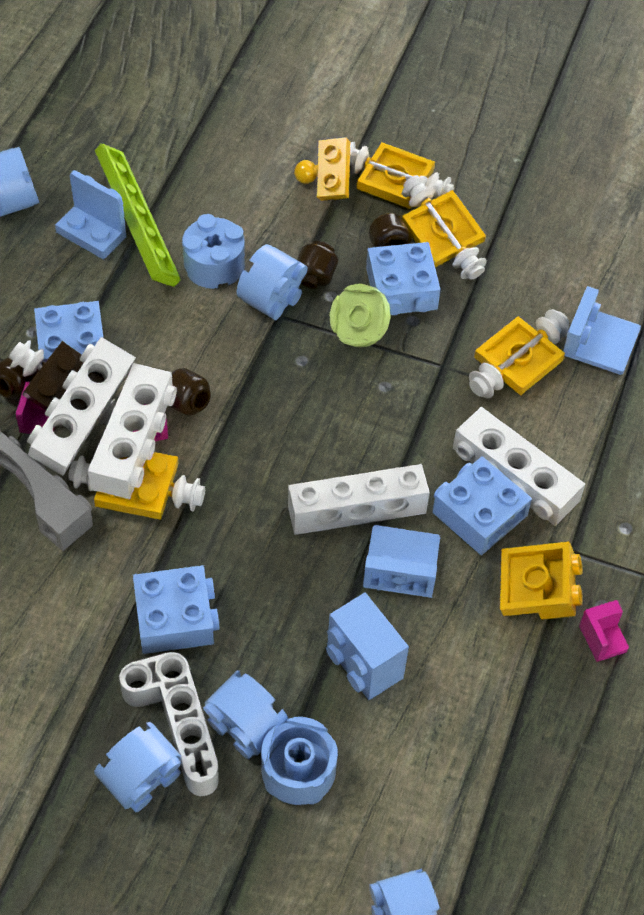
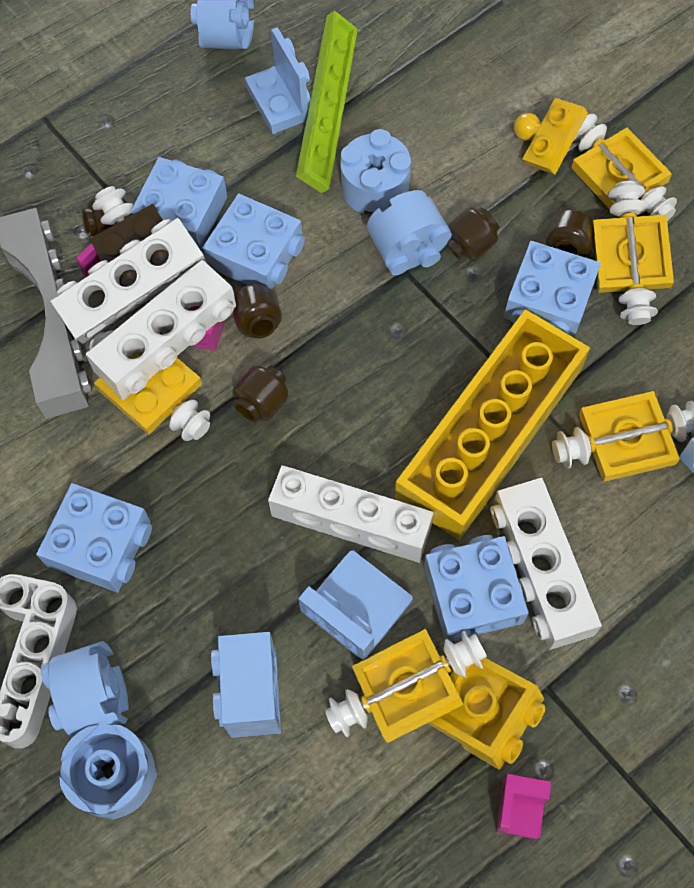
camera: 35 degrees right, 10 degrees up
(155, 337) = (254, 243): none -> light blue brick
(231, 448) = (260, 393): none -> dark brown head
(360, 315) = (480, 311): yellowish green tile -> none
(421, 386) = (491, 423): none -> yellow brick
(476, 592) = (406, 685): none -> yellow plate

